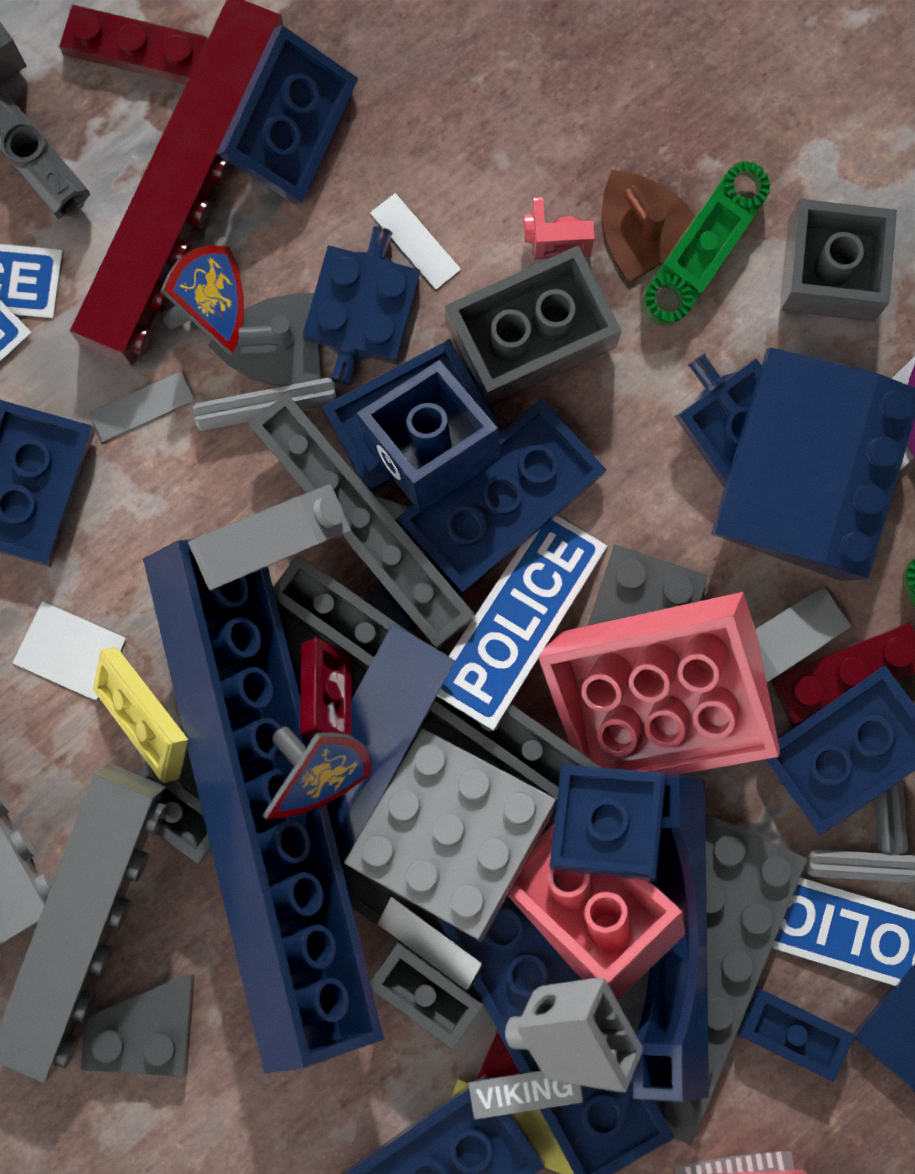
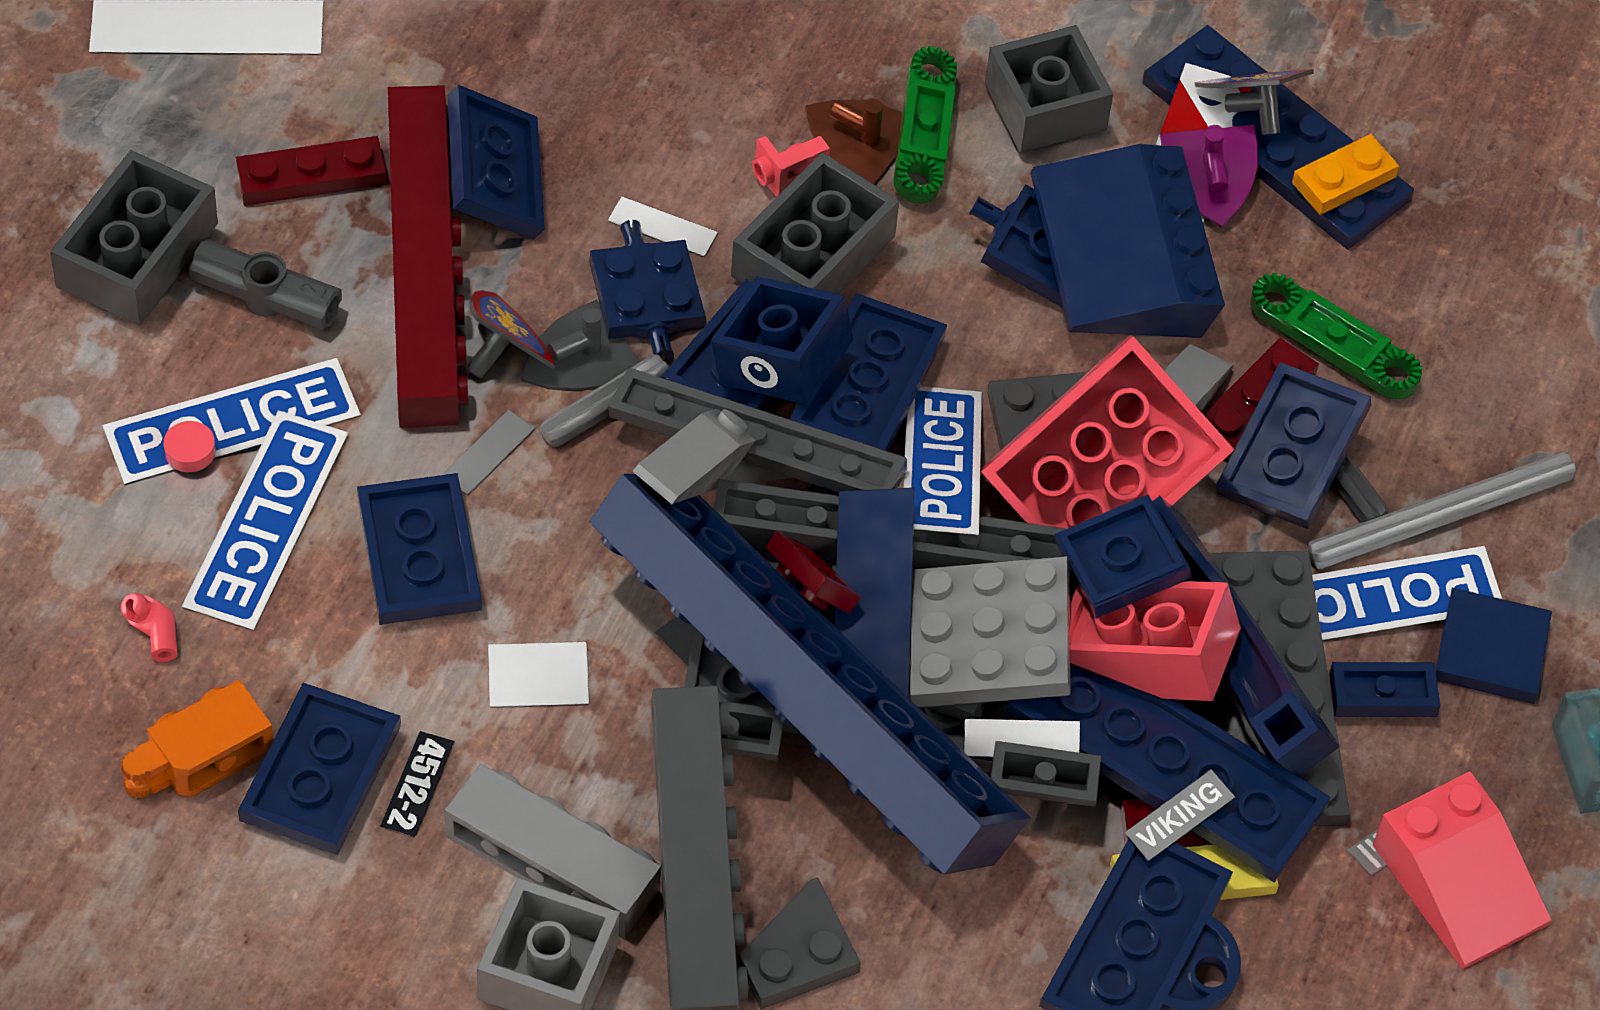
camera: 30 degrees left, 25 degrees down
(140, 714) = (646, 664): light yellow tile -> none
(320, 772) = (856, 608): shield -> none
(578, 1035) = (1196, 720): light grey torso -> none

